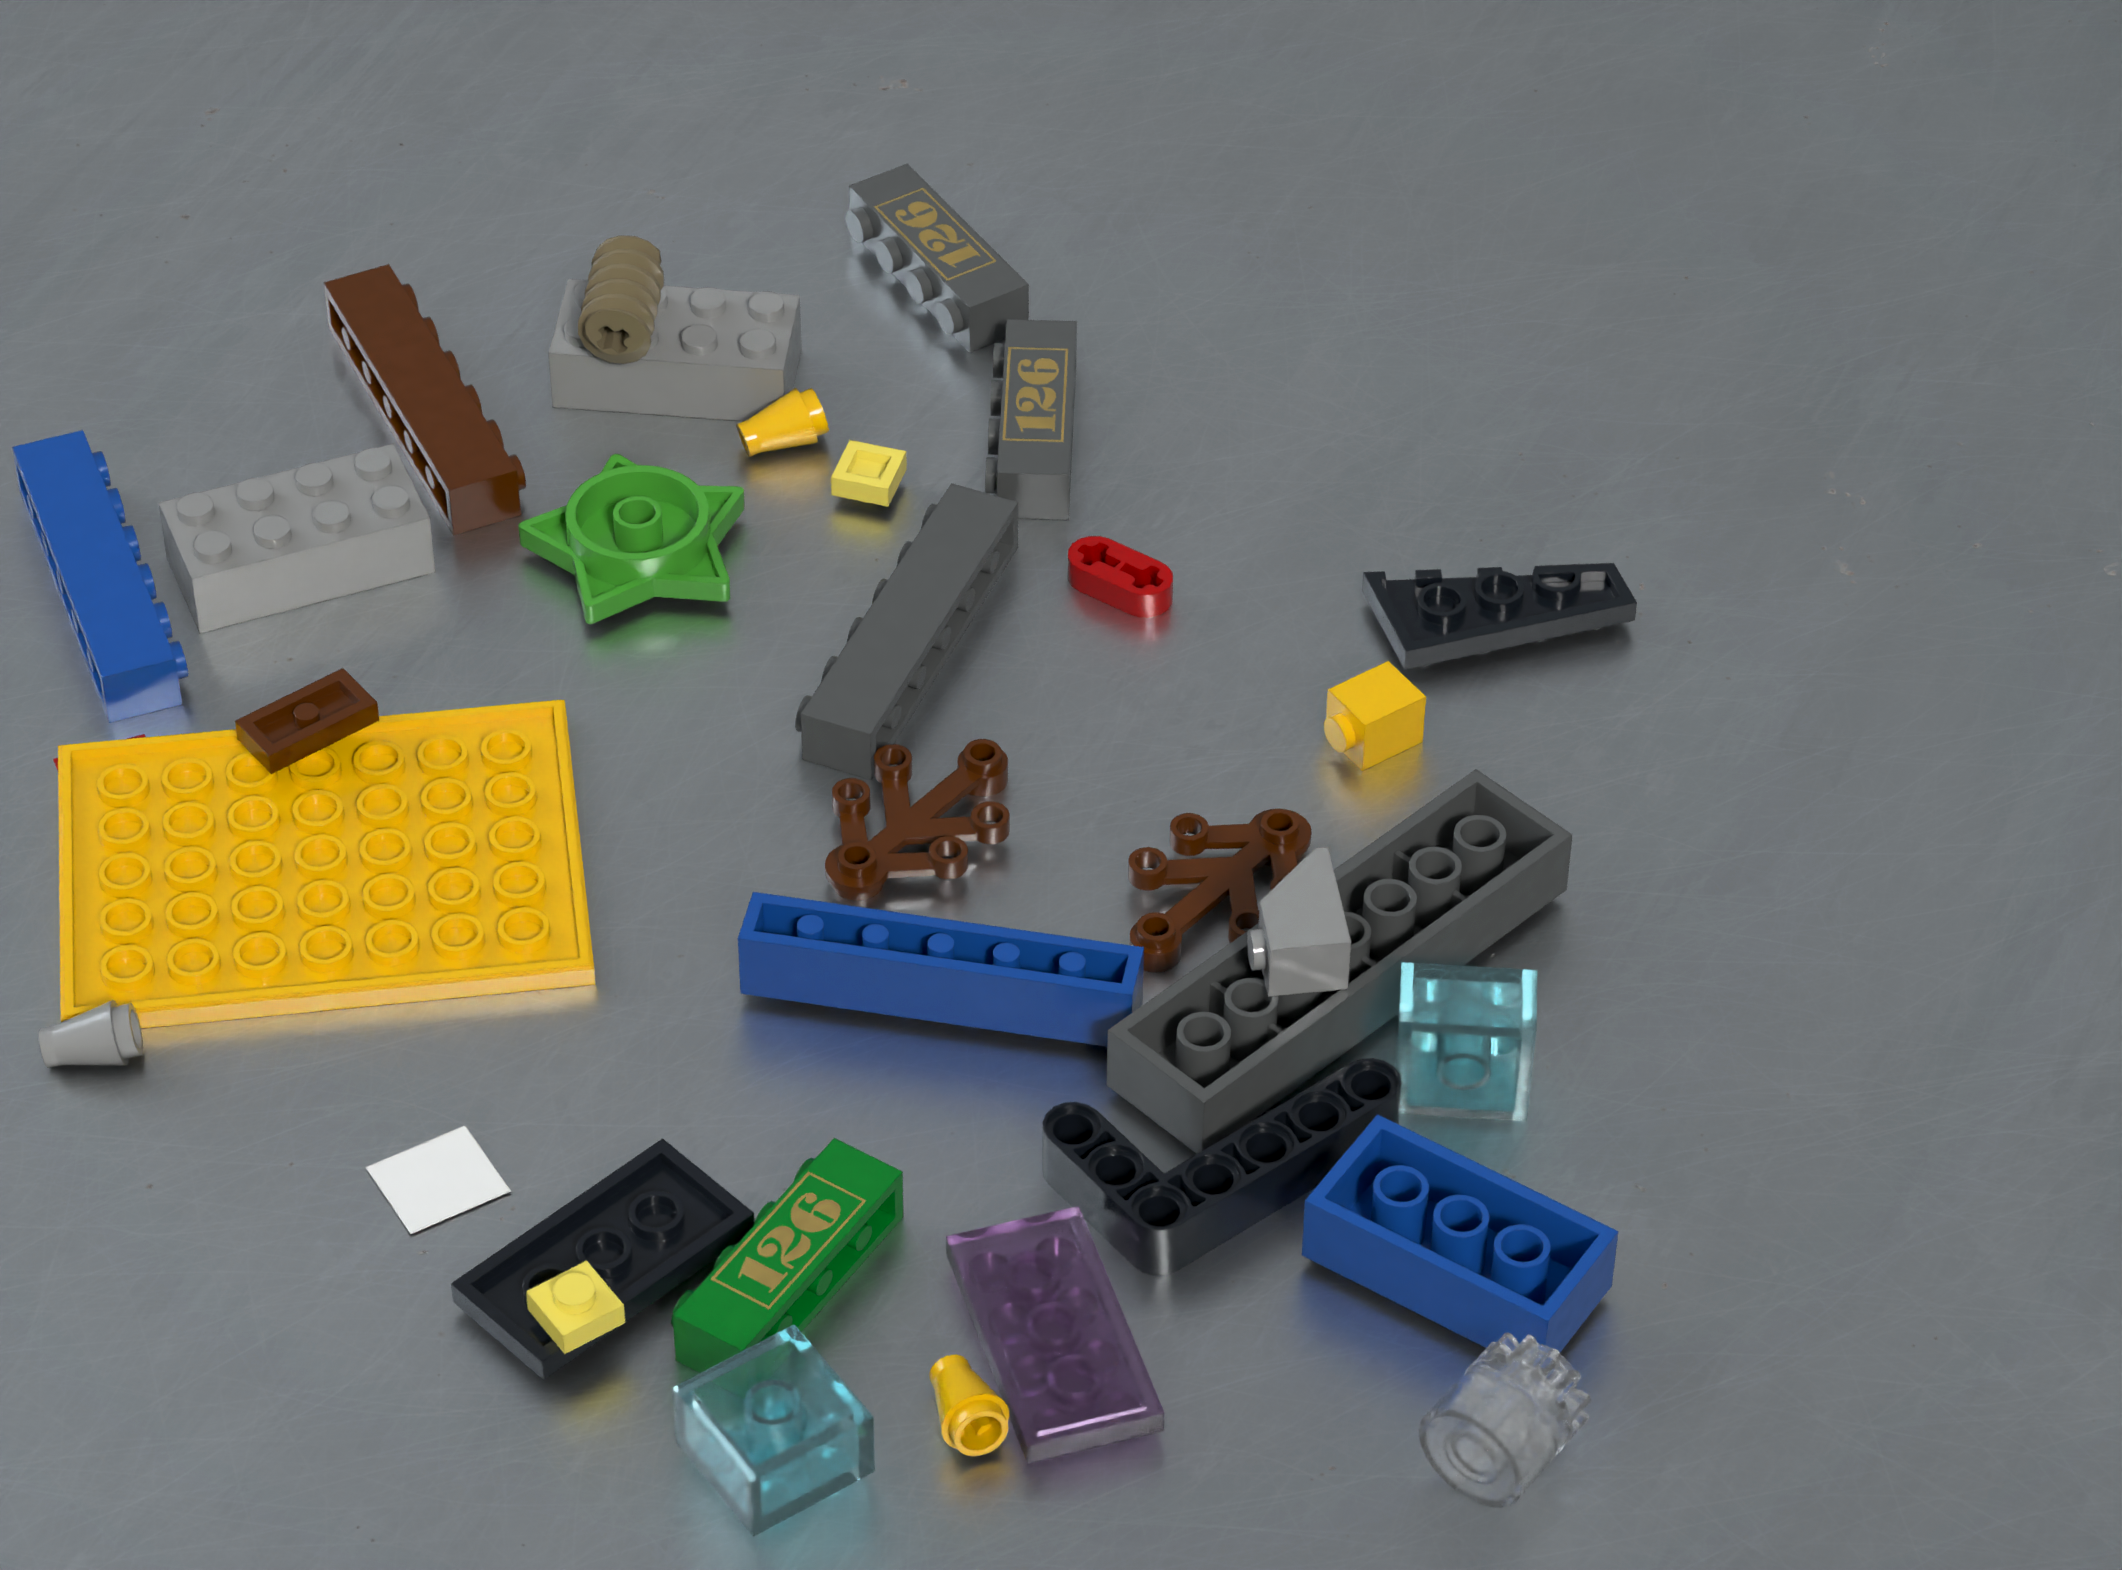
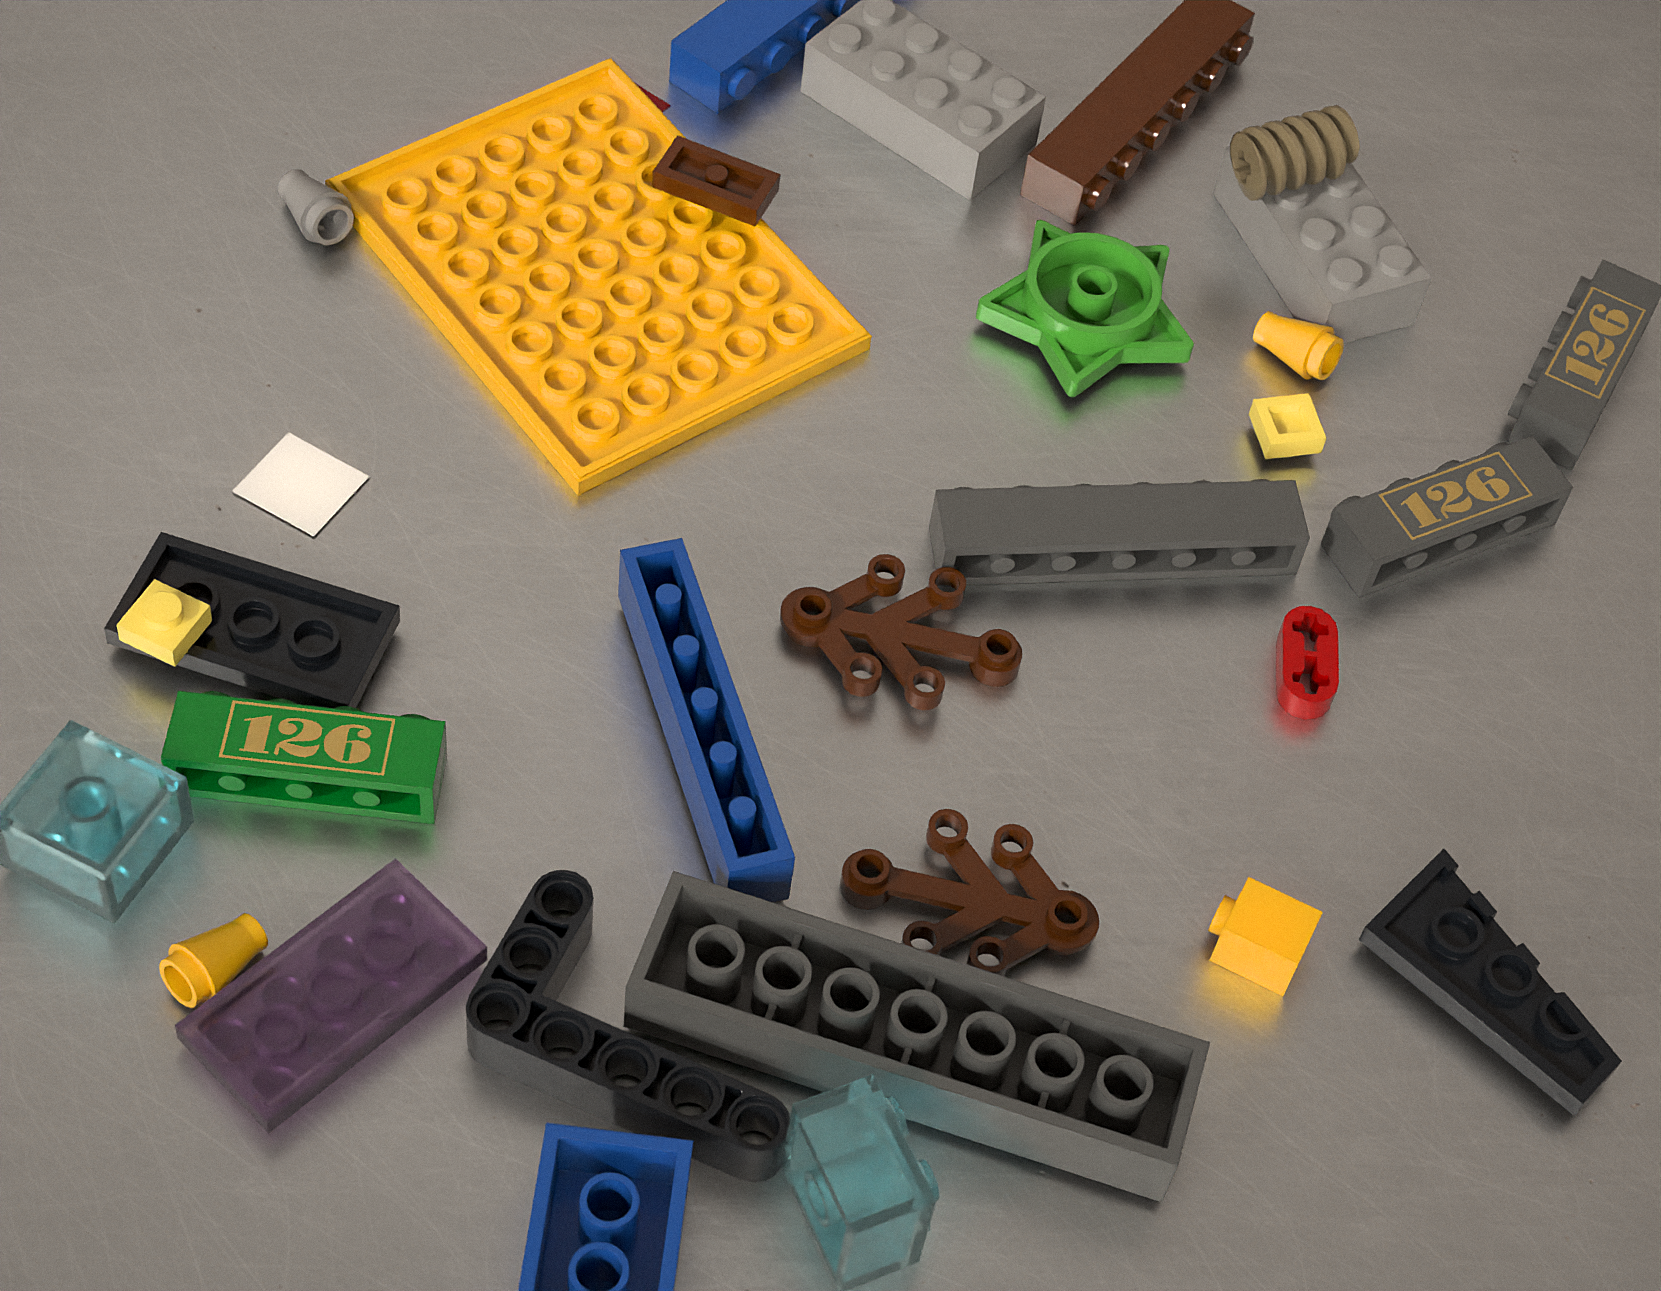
camera: 55 degrees right, 10 degrees up
(1302, 931) = (872, 971): light grey slope -> none

